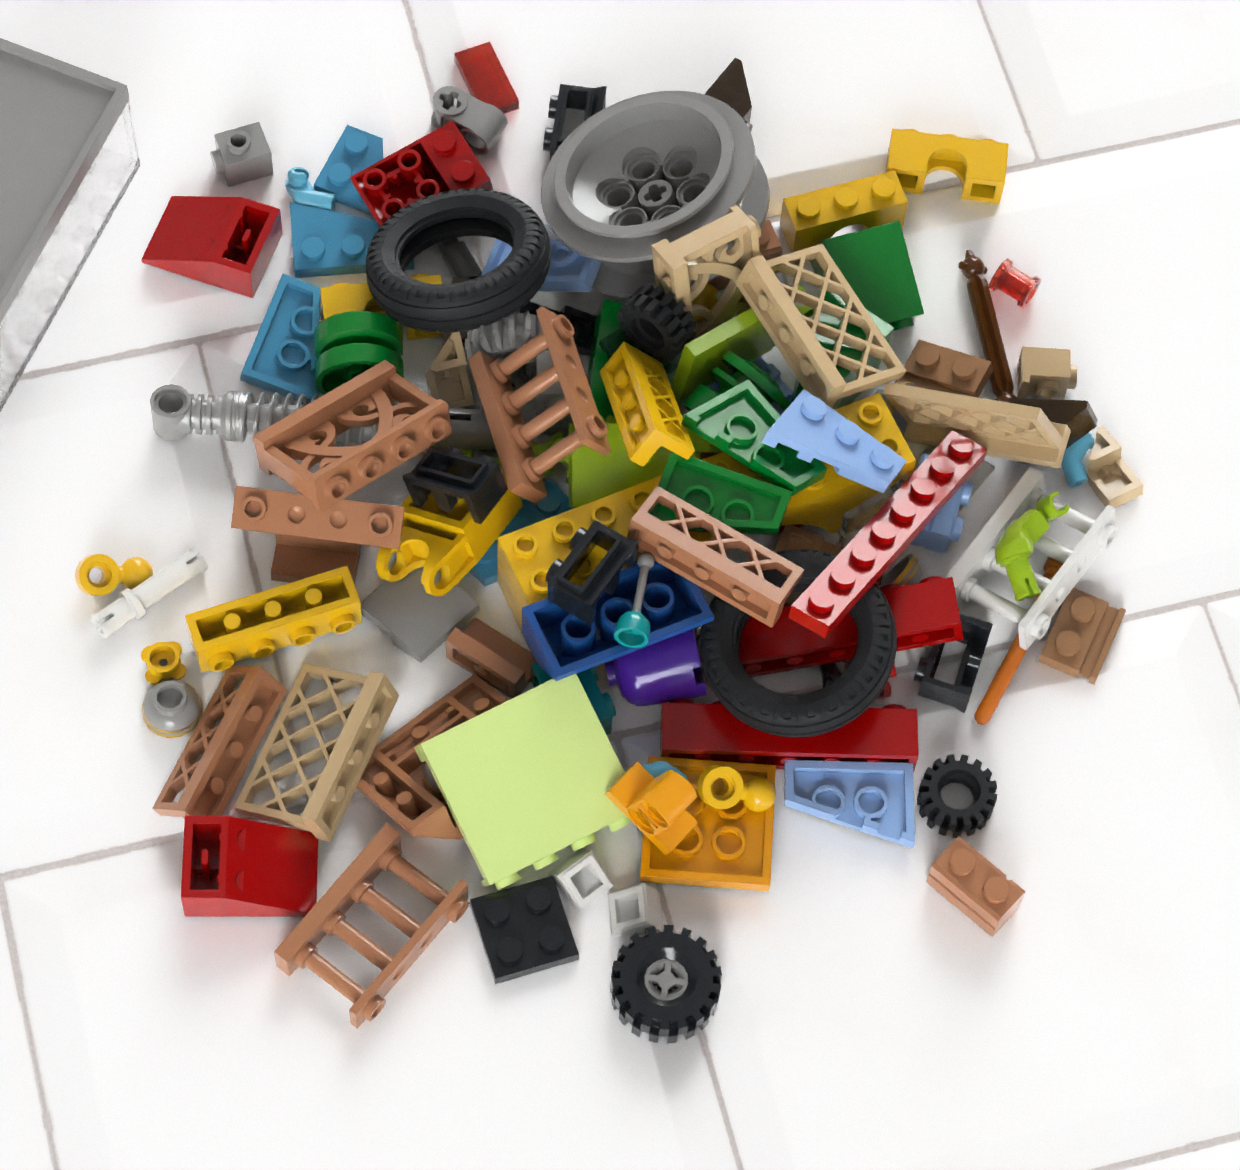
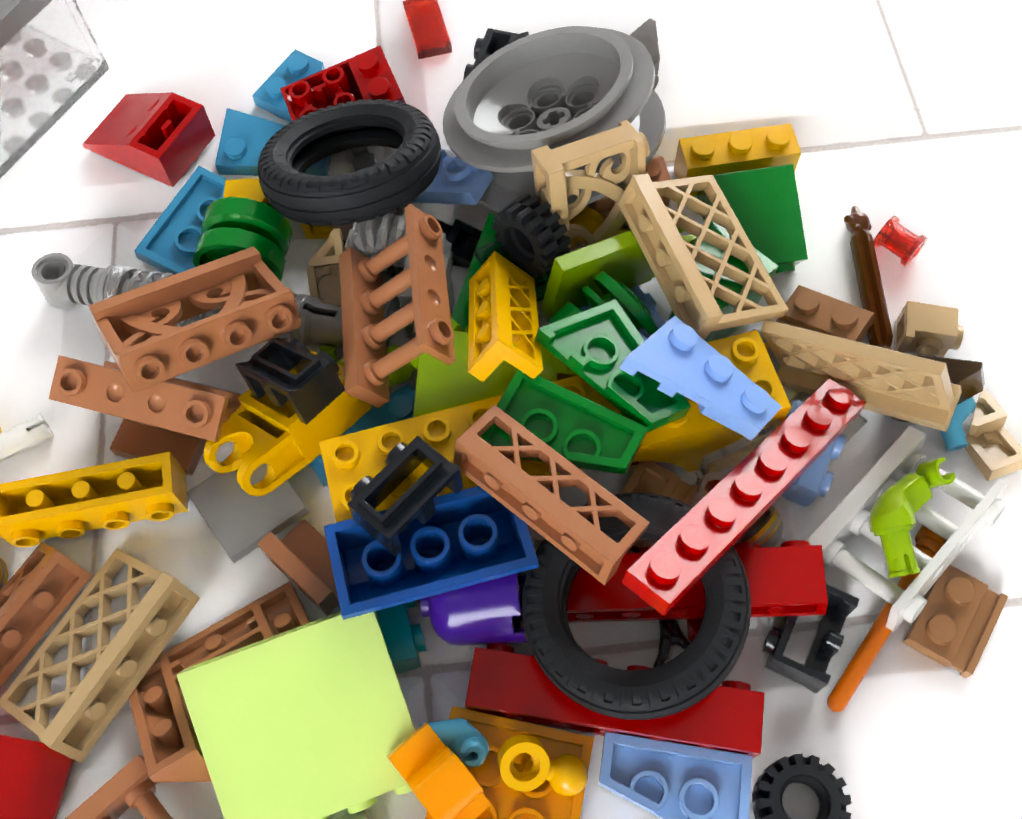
camera: 15 degrees right, 0 degrees up
(242, 154) = (195, 64): light grey brick -> none
(303, 192) = (242, 100): medium azure arm -> none
(477, 121) = (405, 53): light grey piece -> none
(632, 627) = (439, 566): teal hinge -> none
(975, 162) = (866, 127): yellow arch -> none

